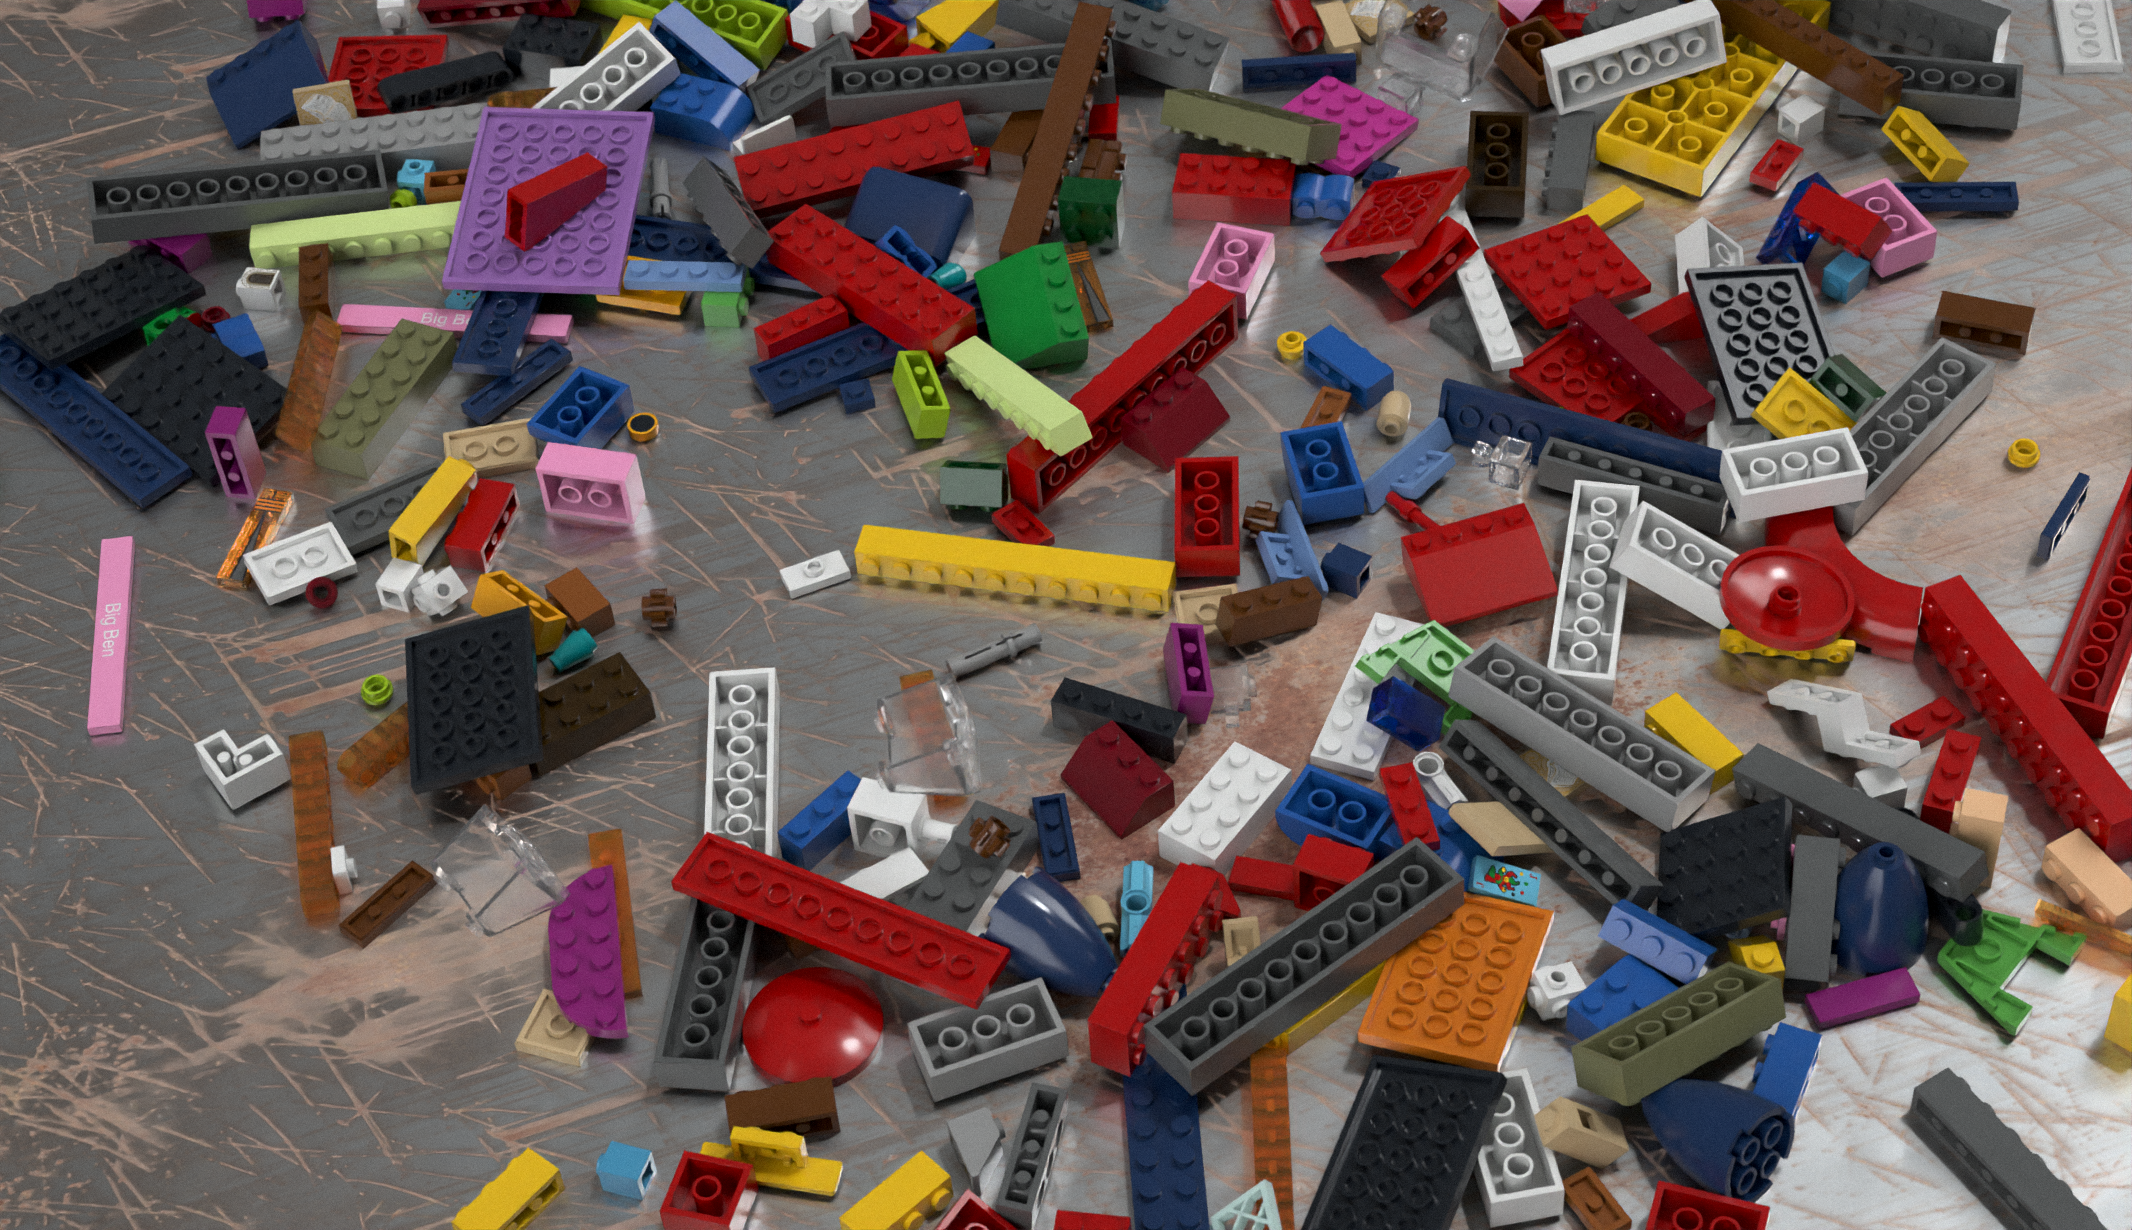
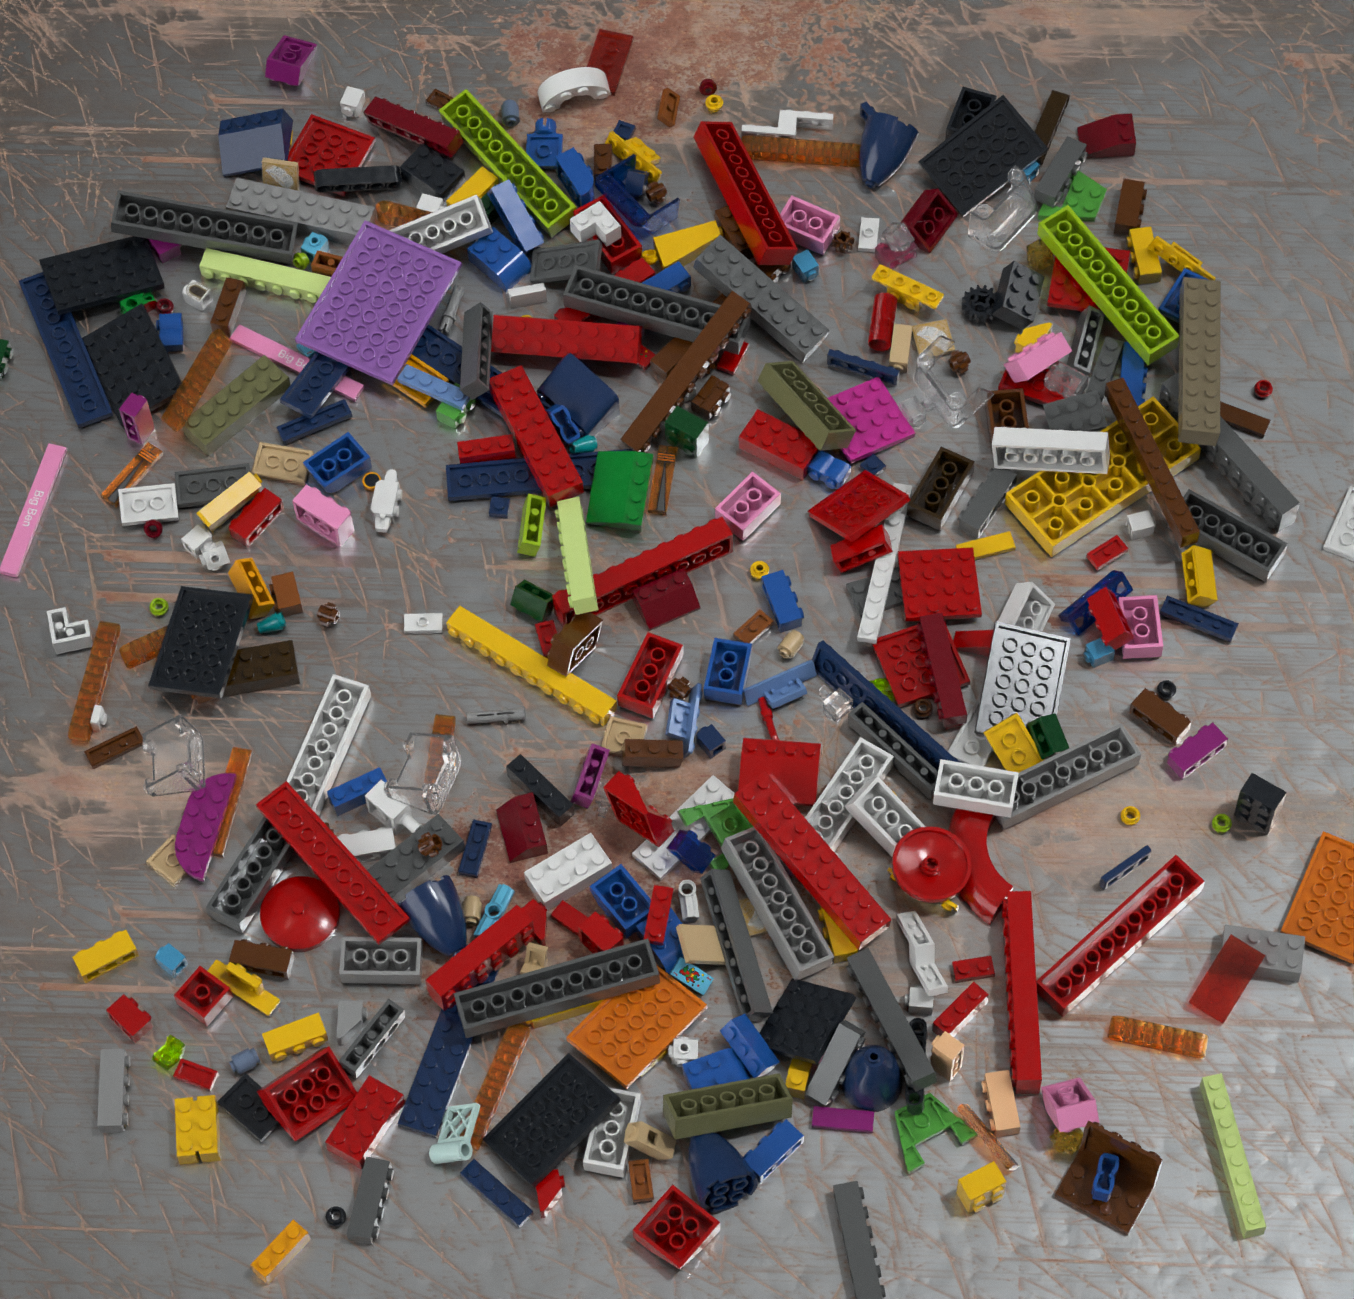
camera: 20 degrees right, 15 degrees up
(551, 199) = (376, 308): red slope -> none
(678, 440) = (385, 501): none -> white hinge
(1070, 506) = (574, 642): none -> reddish brown brick
(1293, 681) = (632, 811): none -> red slope
(1607, 650) = (811, 860): none -> red brick
(1969, 286) = (1166, 684): none -> black plate
(2063, 344) = (1197, 750): none -> magenta brick

